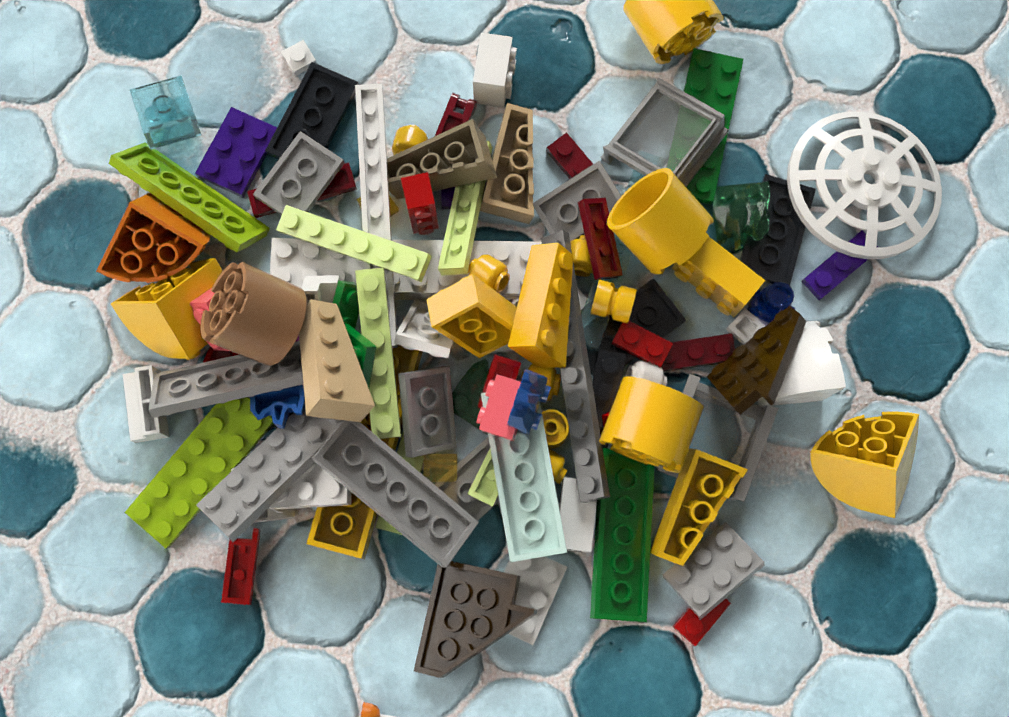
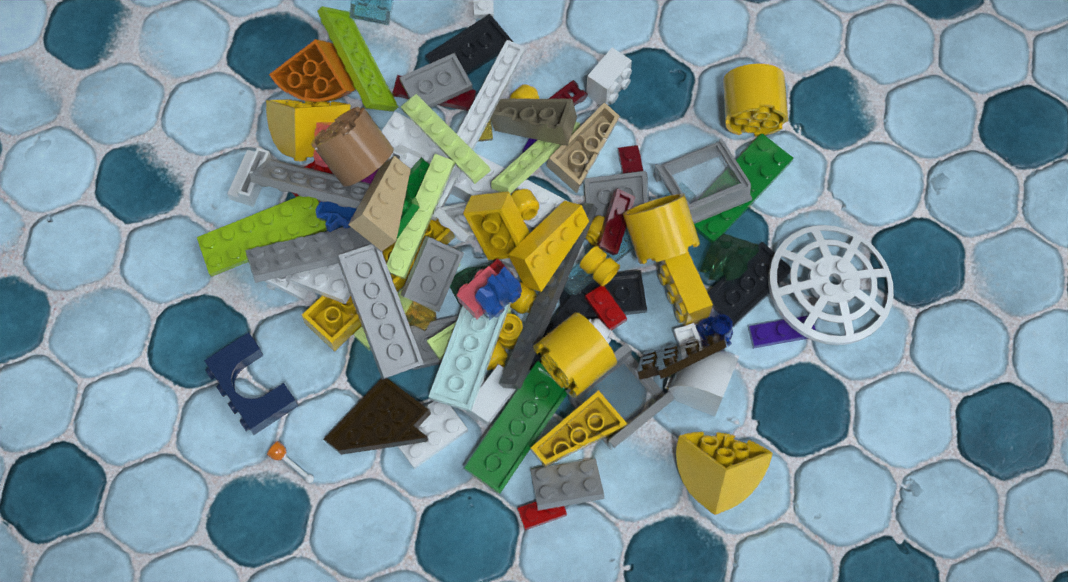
camera: 30 degrees right, 10 degrees down
(236, 152) = (405, 47): dark purple plate -> none
(241, 570) = (250, 312): red hinge -> none
(251, 654) = (256, 412): none -> dark blue arch
(420, 203) = (506, 137): red brick -> none
(699, 352) = (642, 336): dark red plate -> none

